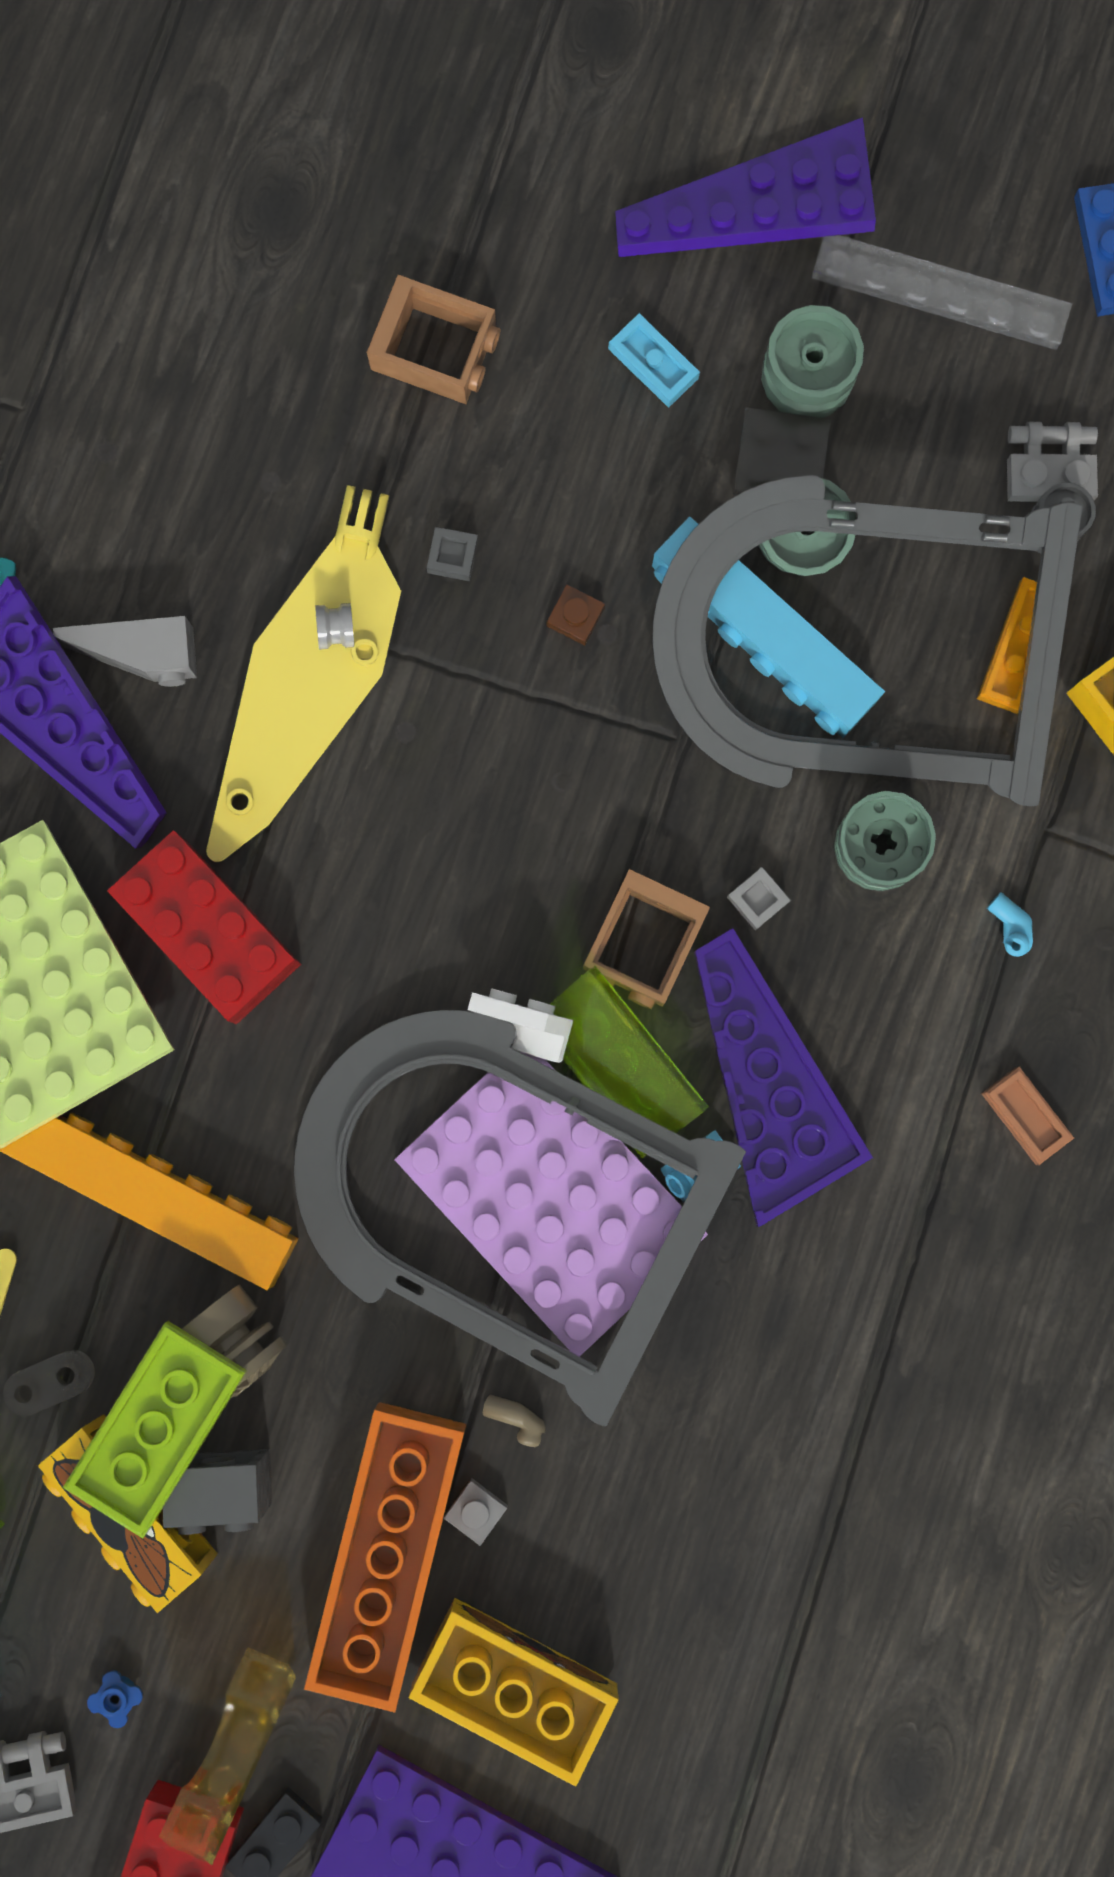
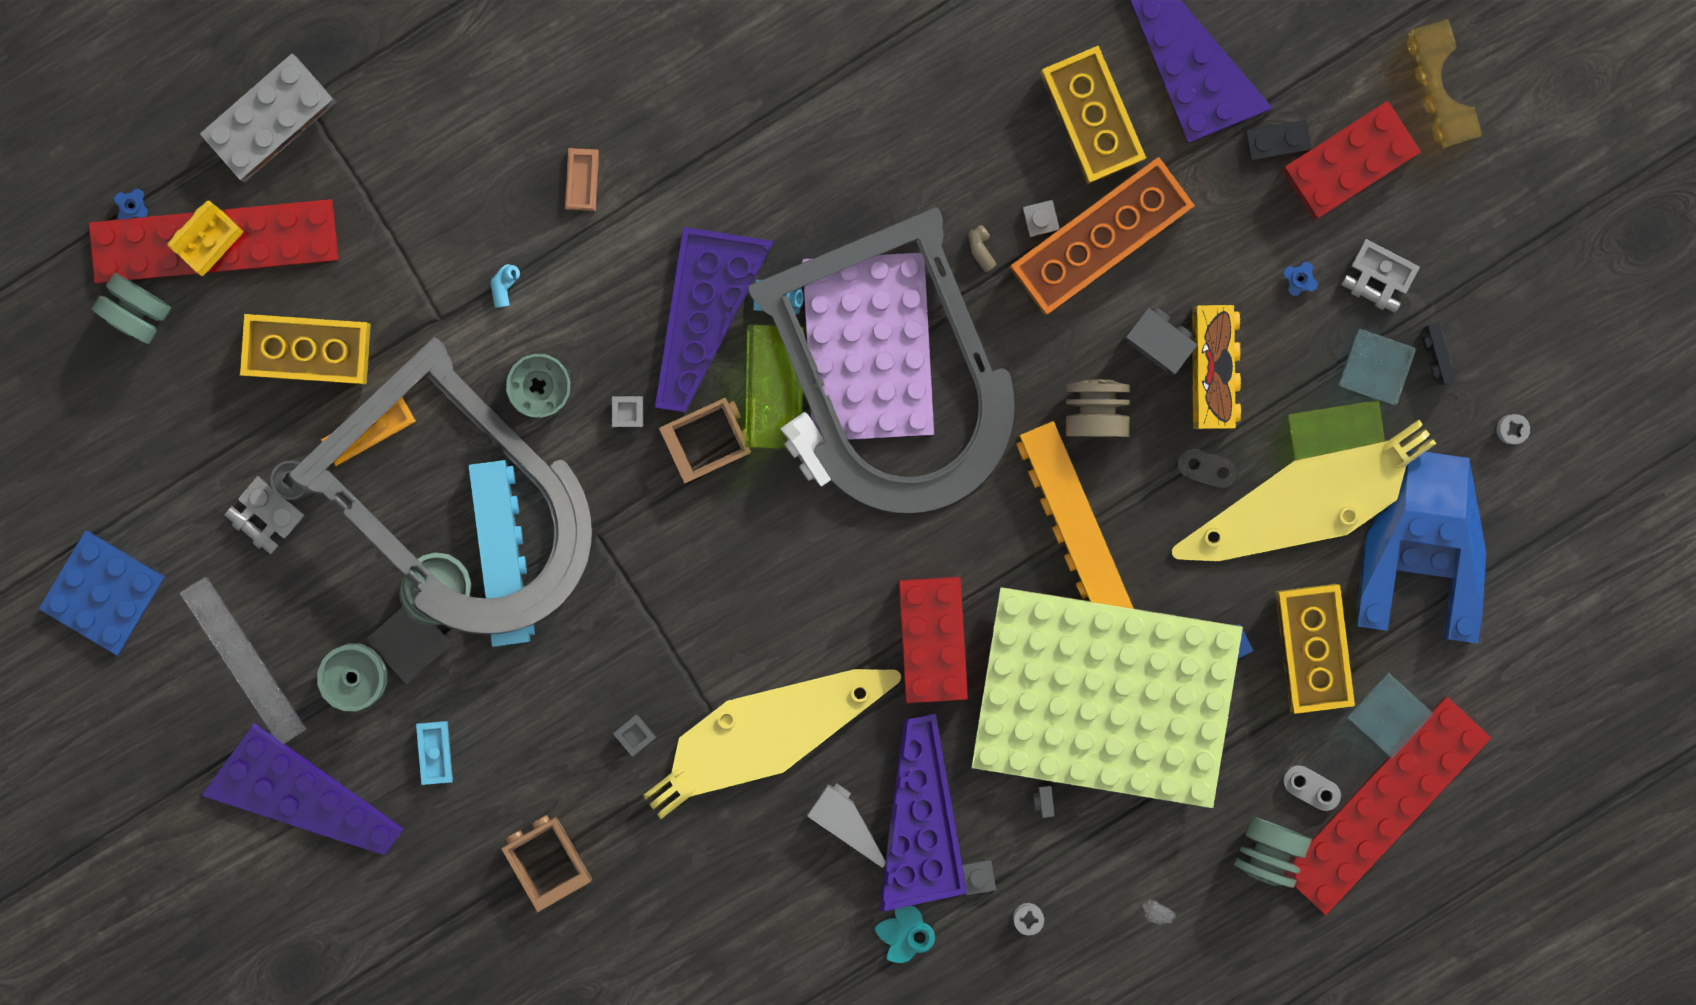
camera: 135 degrees left, 5 degrees up
(155, 1429) = (1160, 397): lime tile -> none
(214, 1793) = (1240, 211): clear yellow arch -> none
(334, 626) = (731, 744): light grey wheel -> none
(575, 614) = (595, 647): reddish brown plate -> none

